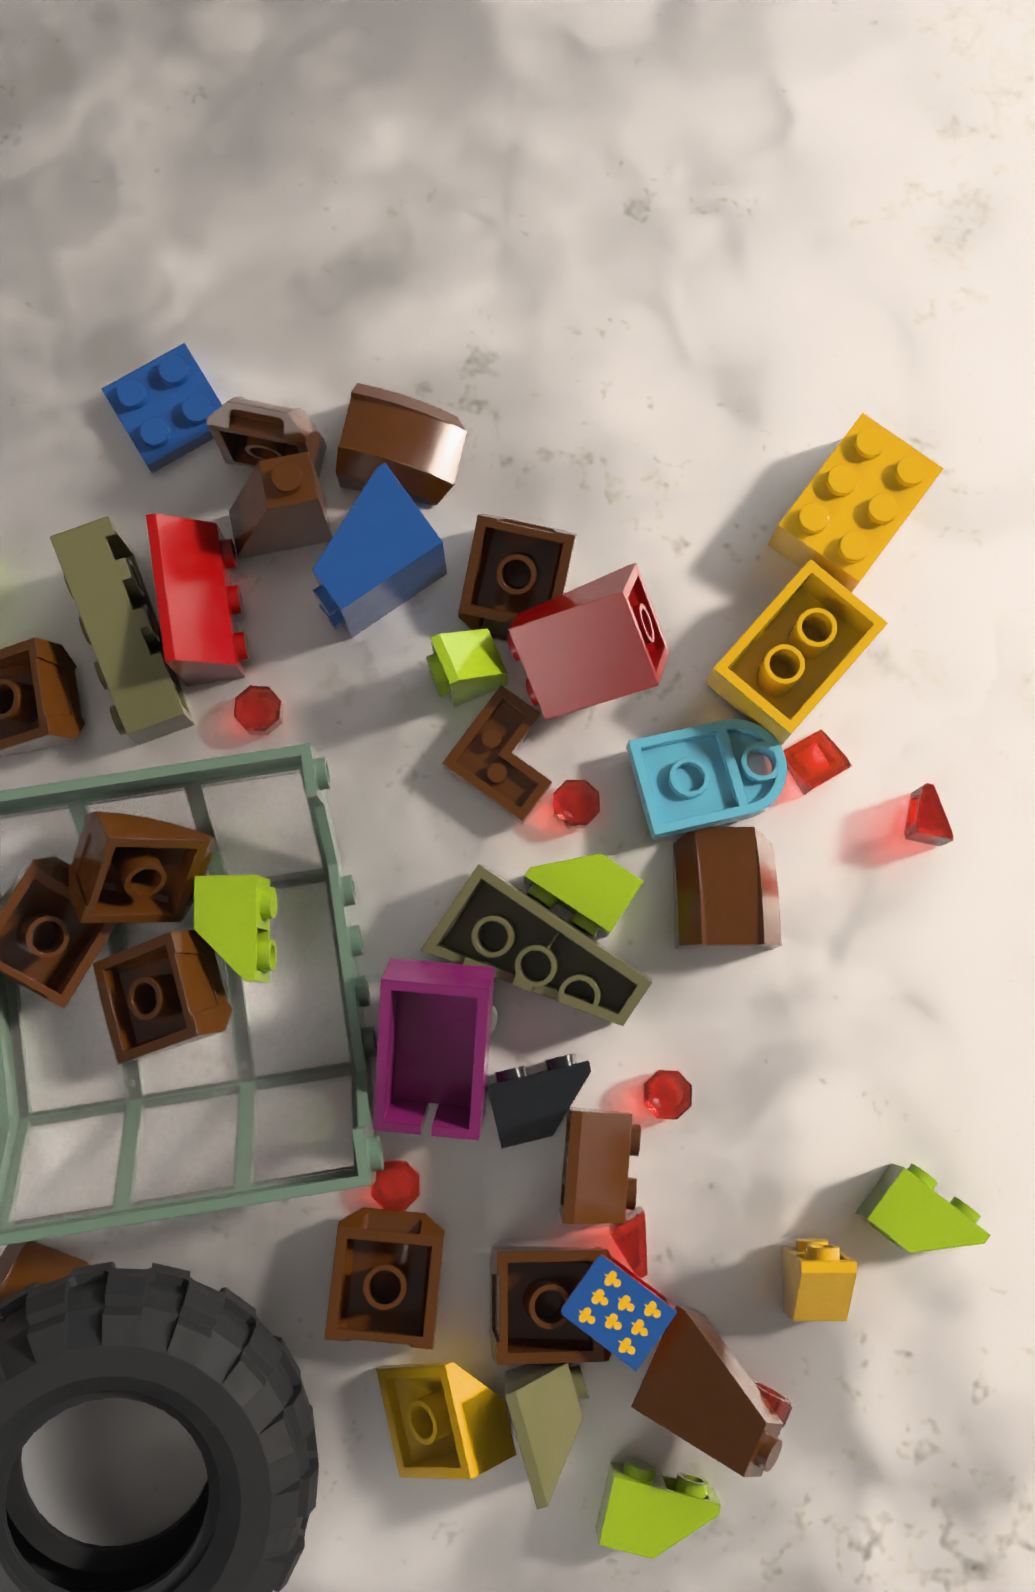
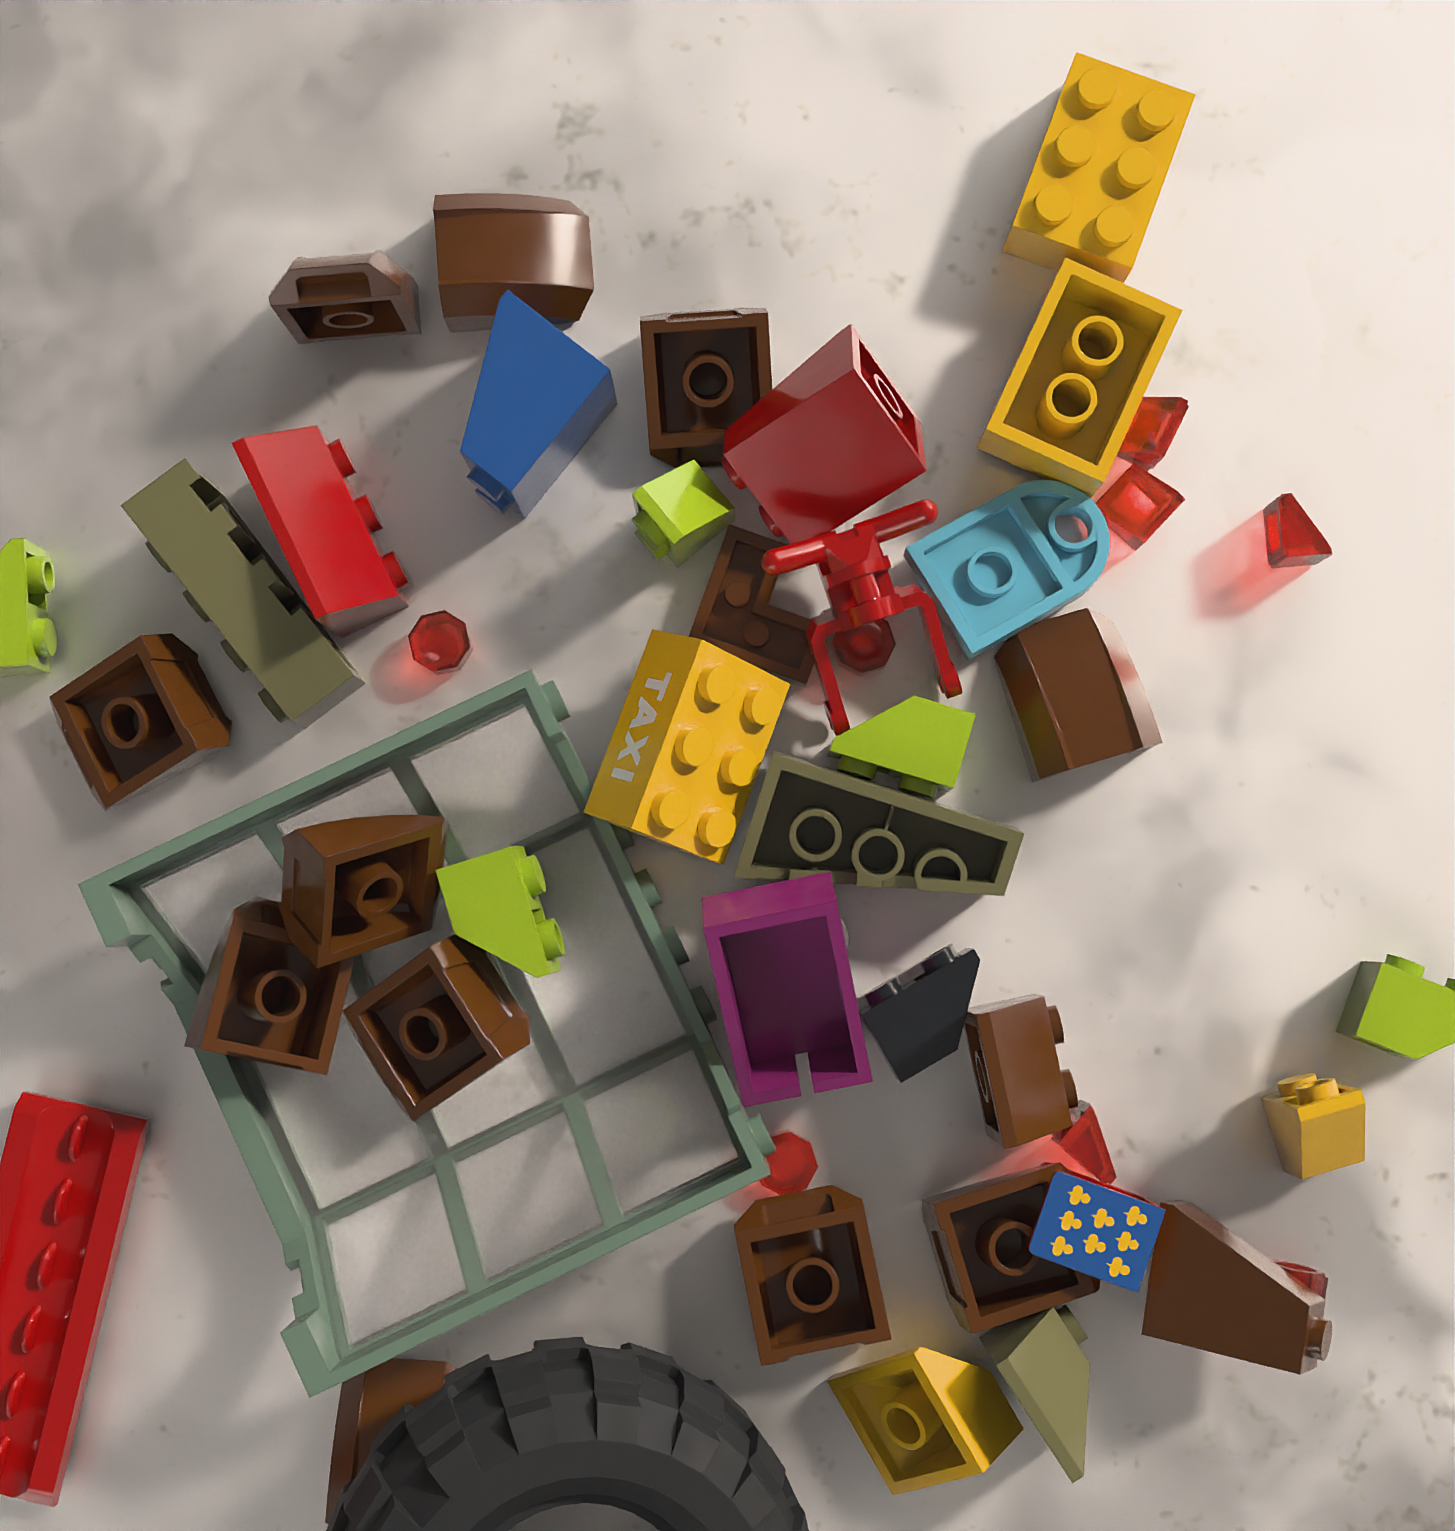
camera: 15 degrees left, 5 degrees up
(165, 407) = (201, 294): blue plate -> none
(280, 508) = (388, 384): reddish brown slope -> none
(416, 840) = (687, 746): none -> yellow brick
(584, 763) = (862, 593): none -> red piece
(652, 1511) = (1197, 1445): lime slope -> none
(667, 1094) = (1075, 959): clear red tile -> none
(840, 707) = (1152, 430): none -> clear red slope

